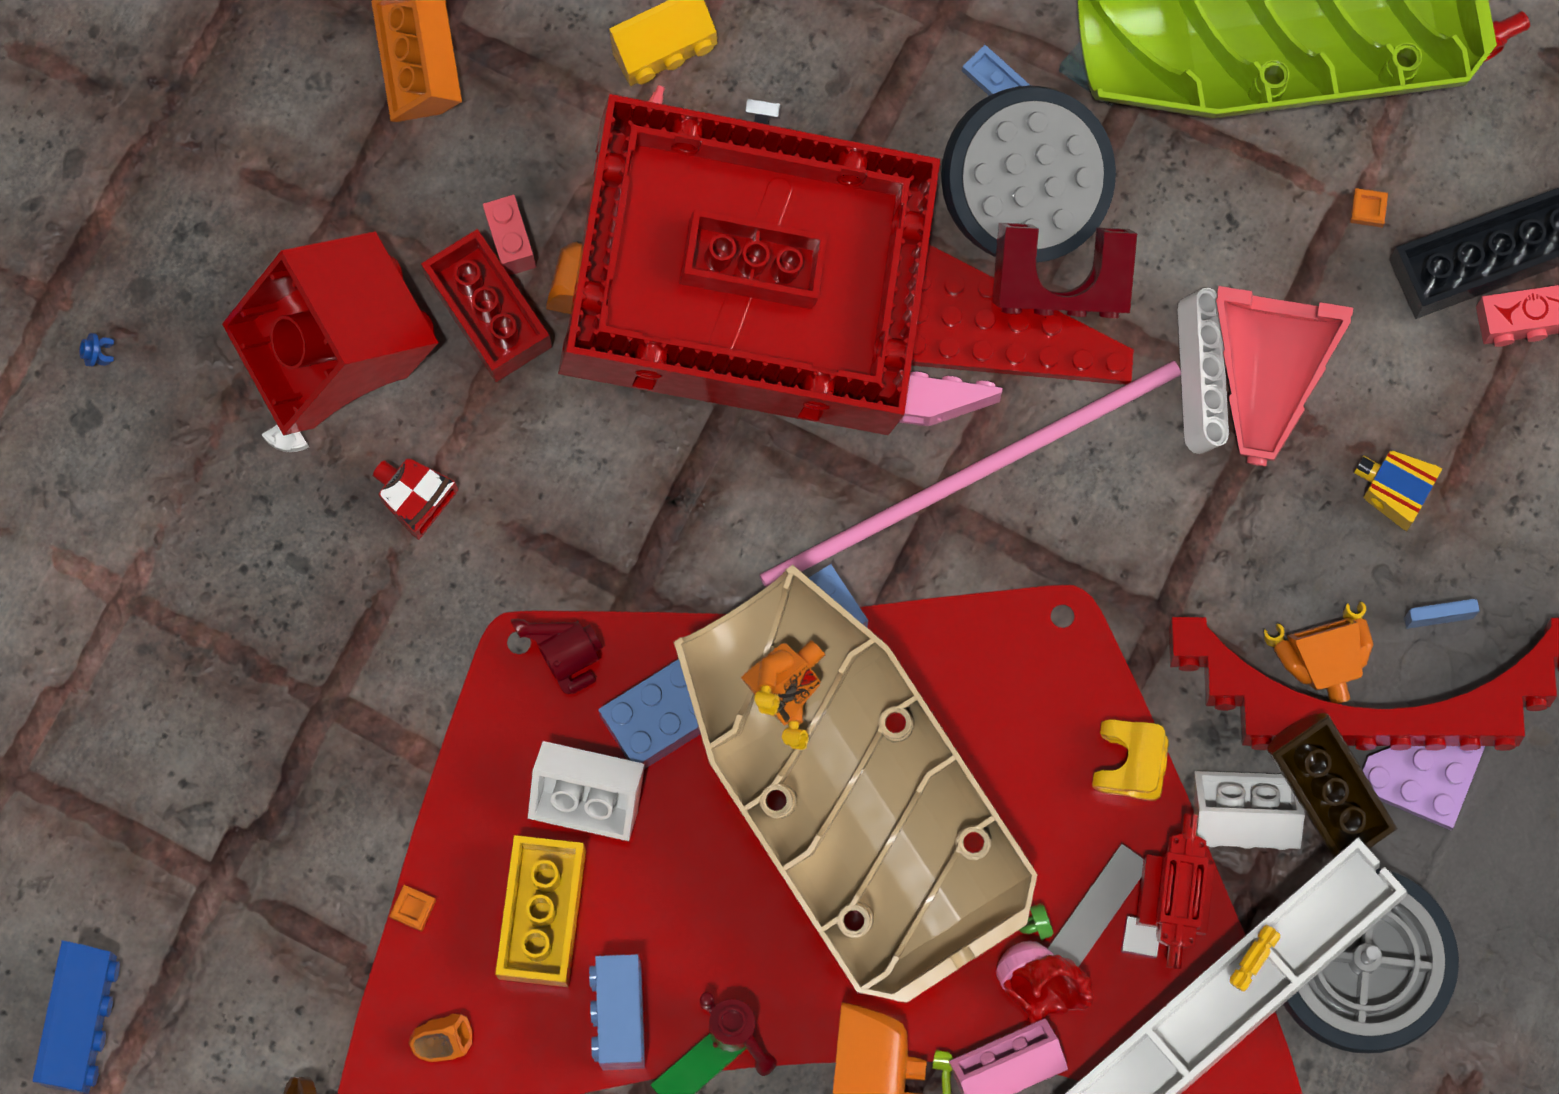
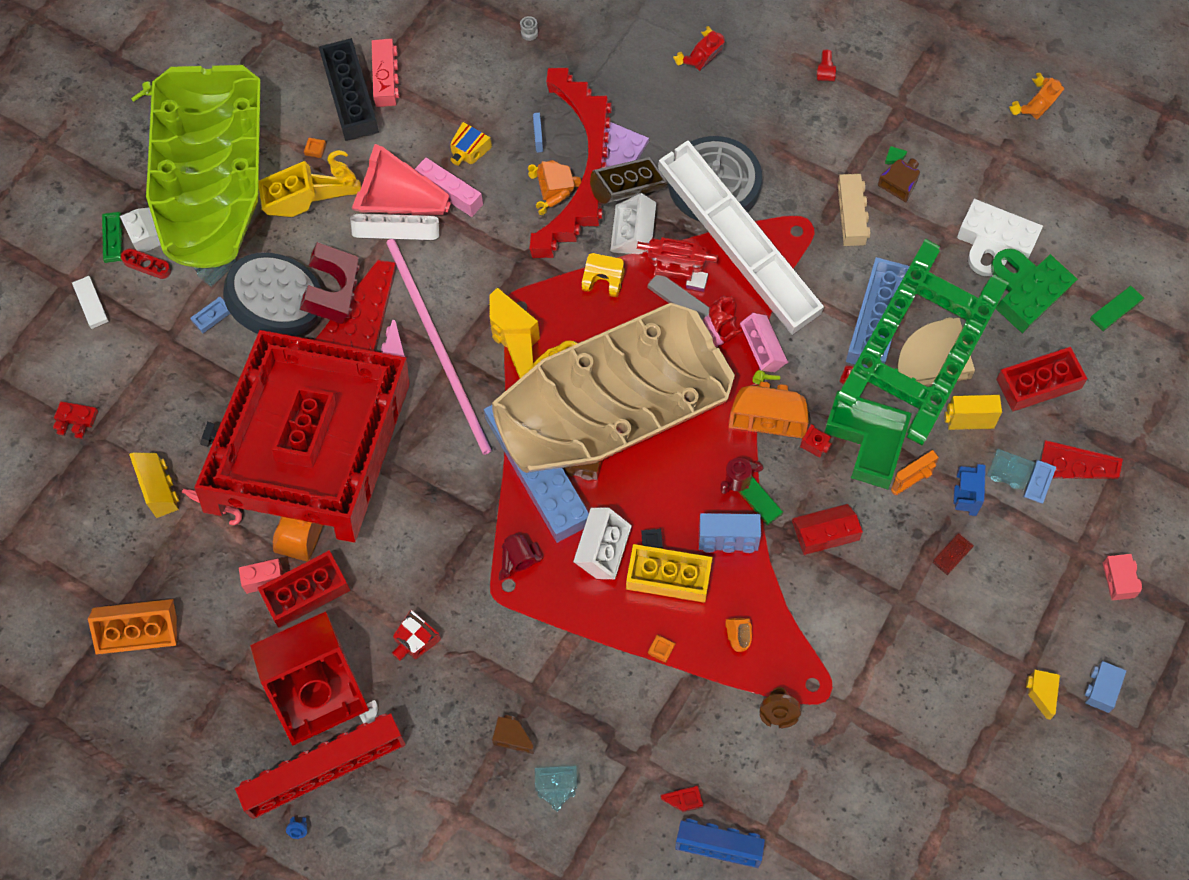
camera: 85 degrees left, 10 degrees down
(156, 960) = (684, 799): none -> red tile
(174, 748) = (556, 784): none -> clear light blue slope
(189, 371) = (319, 766): none -> red brick
(251, 669) = (511, 735): none -> reddish brown slope
(603, 878) = (652, 538): none -> black tile
(783, 685) = (557, 418): orange torso -> none
(991, 612) = (517, 332): none -> yellow slope
(1254, 958) = (717, 212): yellow axle -> none
(1258, 175) = (295, 187): none -> yellow slope
(1299, 458) = (460, 193): none -> bright pink brick

